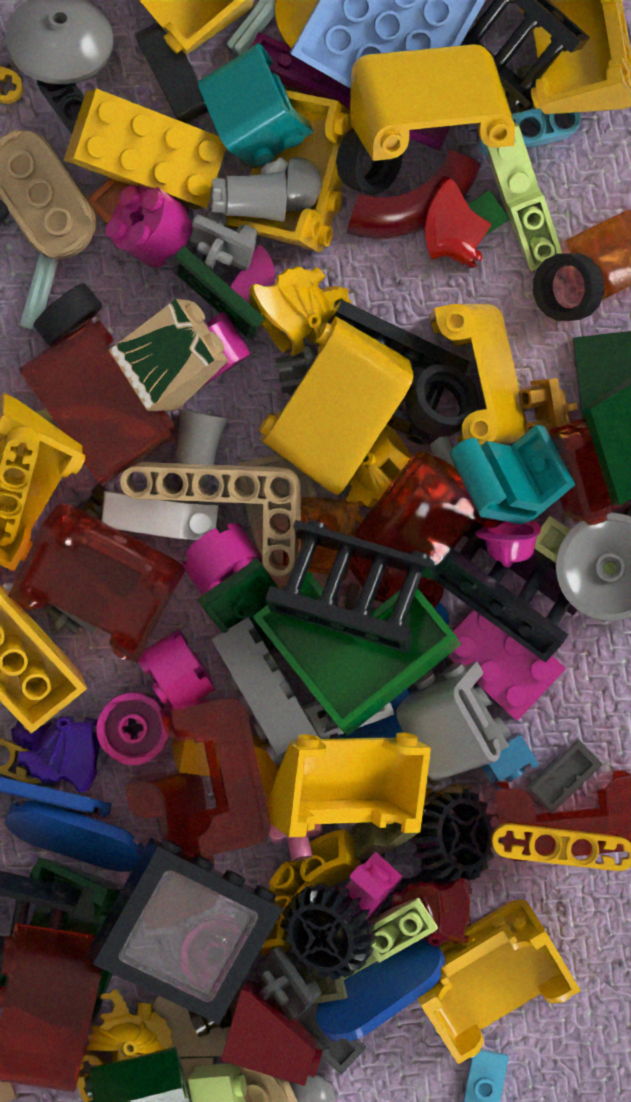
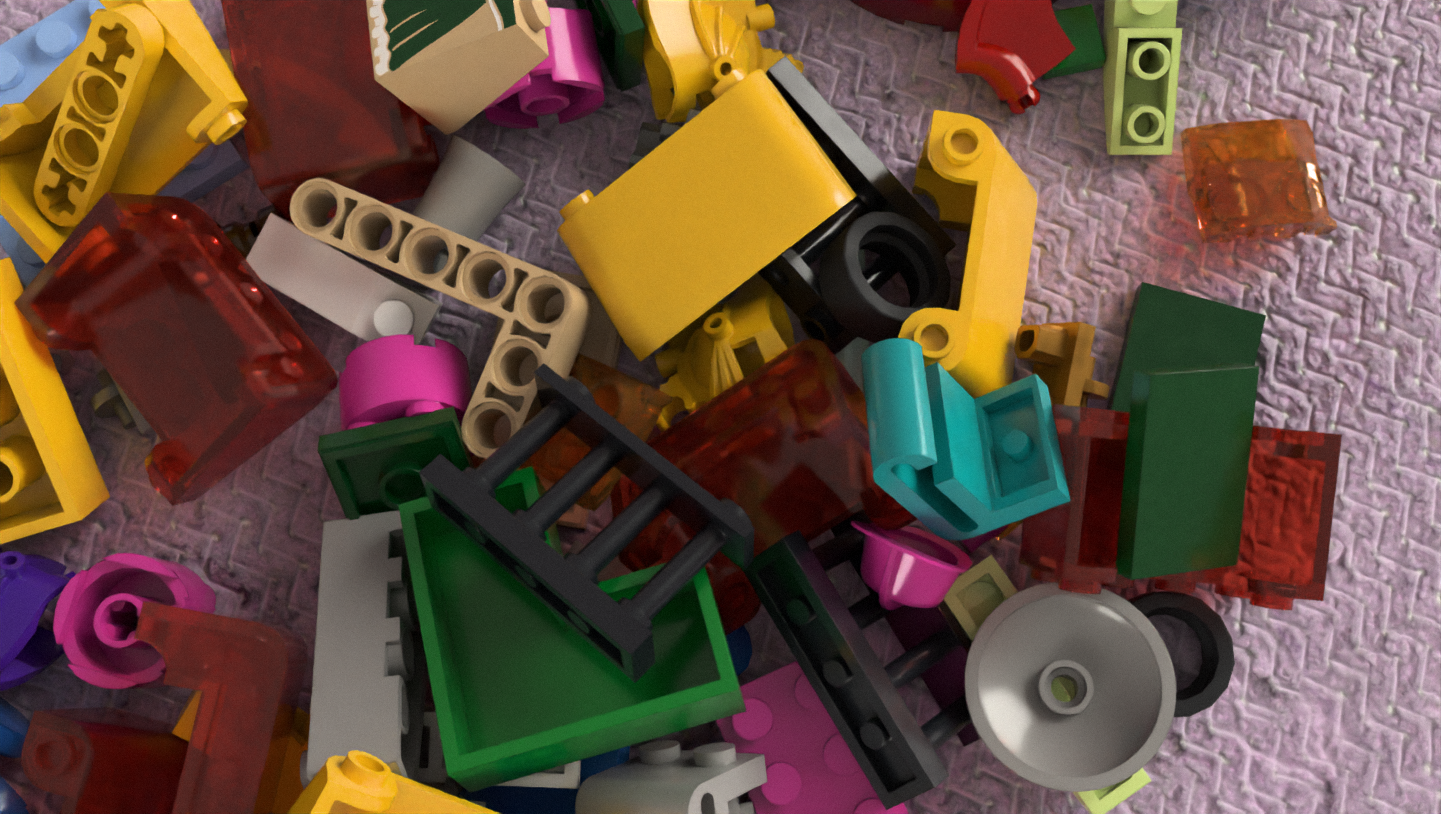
camera: 30 degrees right, 10 degrees down
(176, 670) = (247, 553): dark pink brick -> none
(544, 292) = (1138, 160): black tyre -> none

